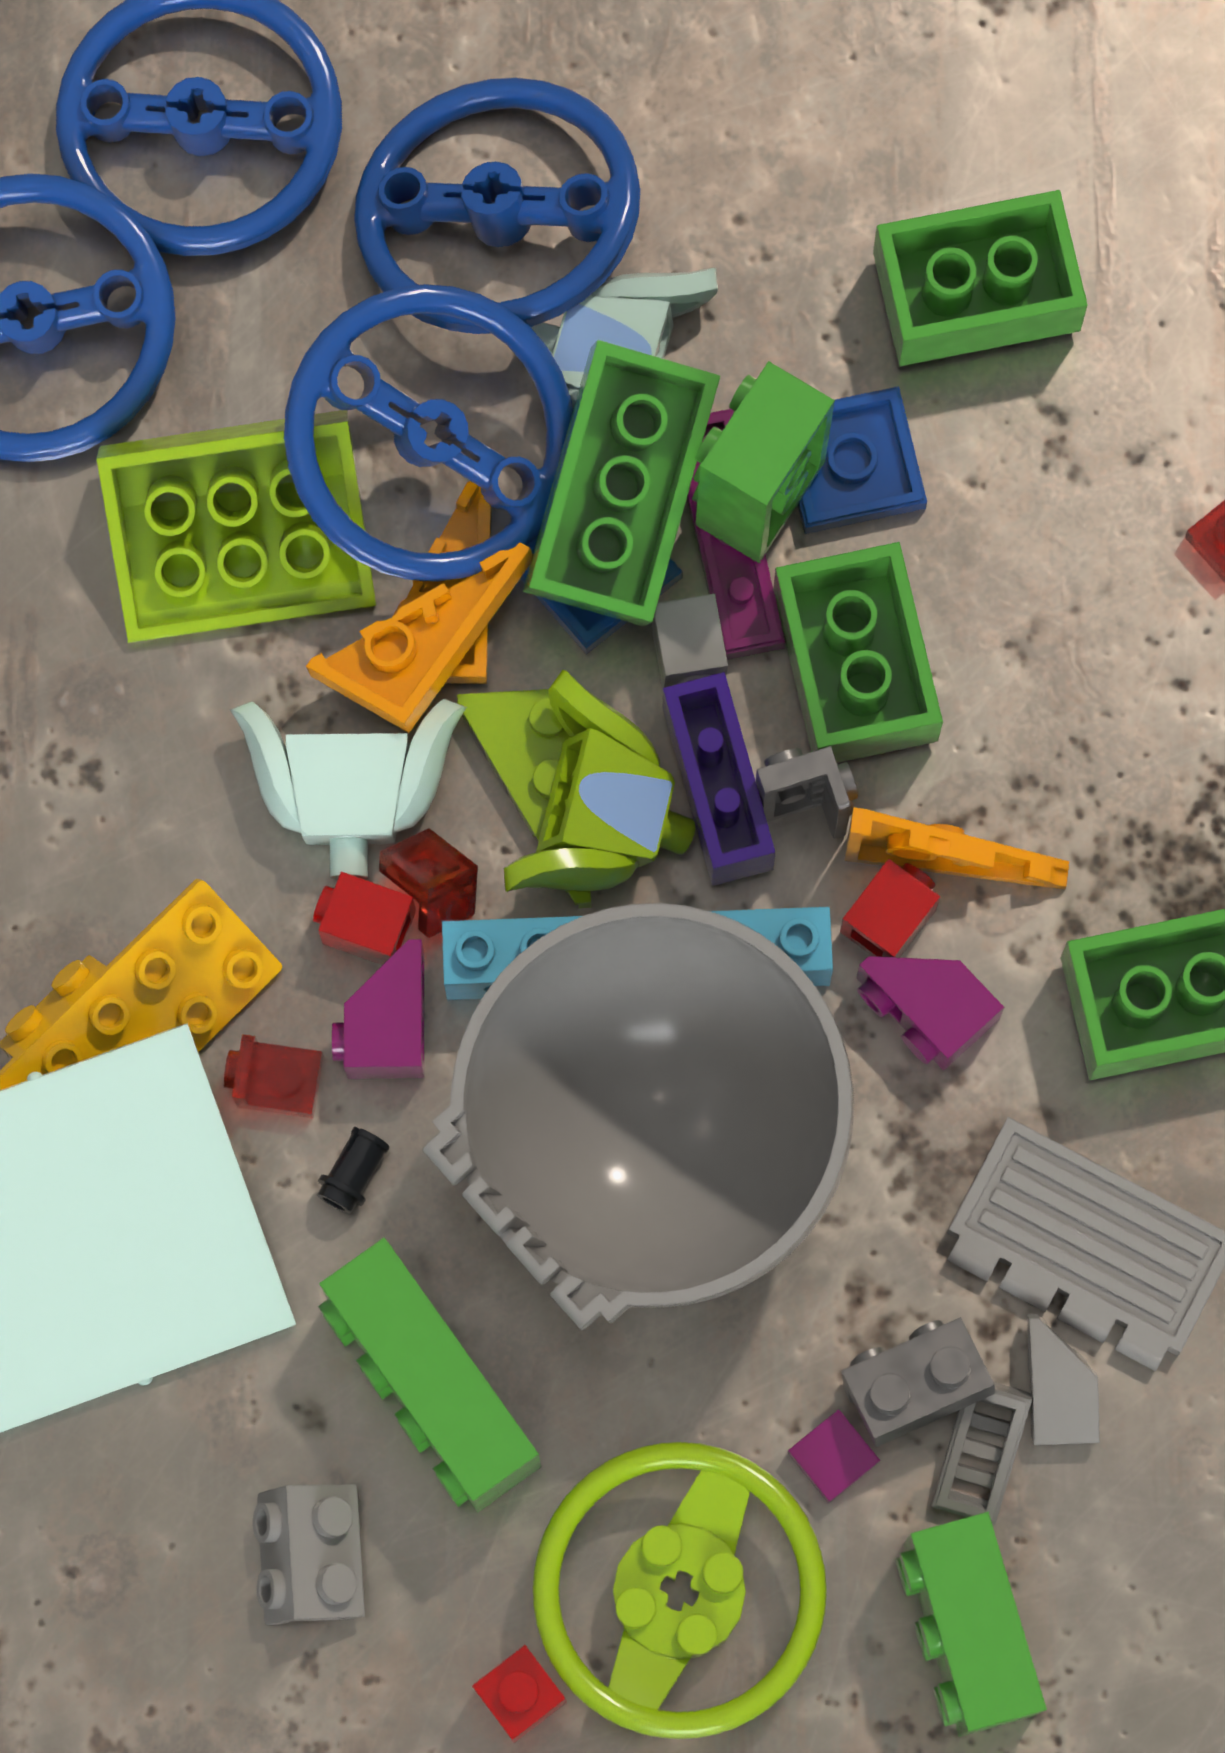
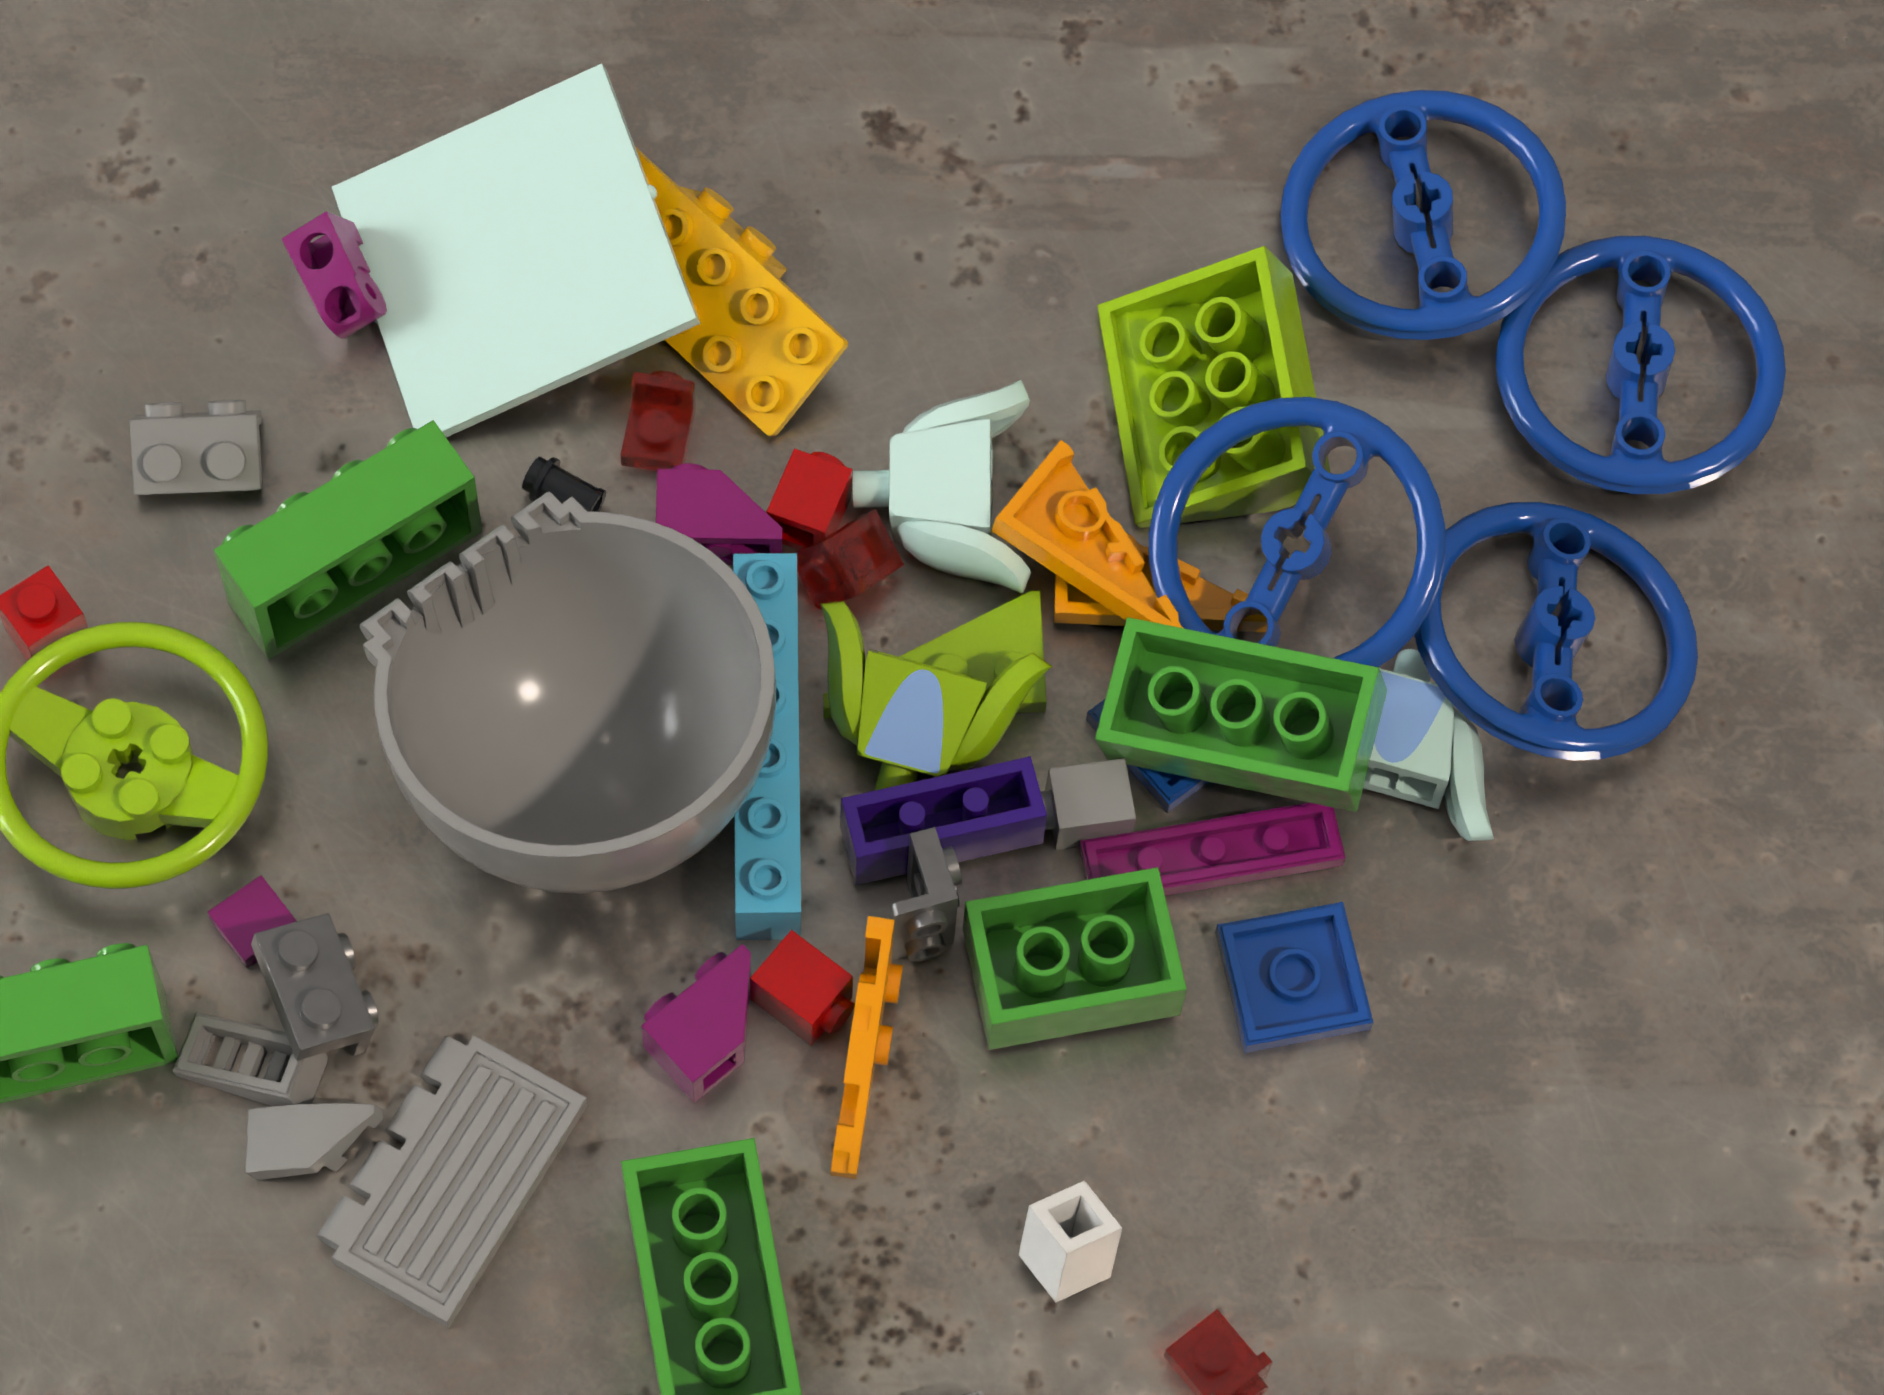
camera: 85 degrees right, 10 degrees down
(111, 1416) = (336, 273): none -> magenta leg
(761, 460) = (1262, 842): bright green brick -> none
(979, 277) = (1489, 1096): bright green brick -> none
(1140, 656) = (1070, 1241): none -> white brick

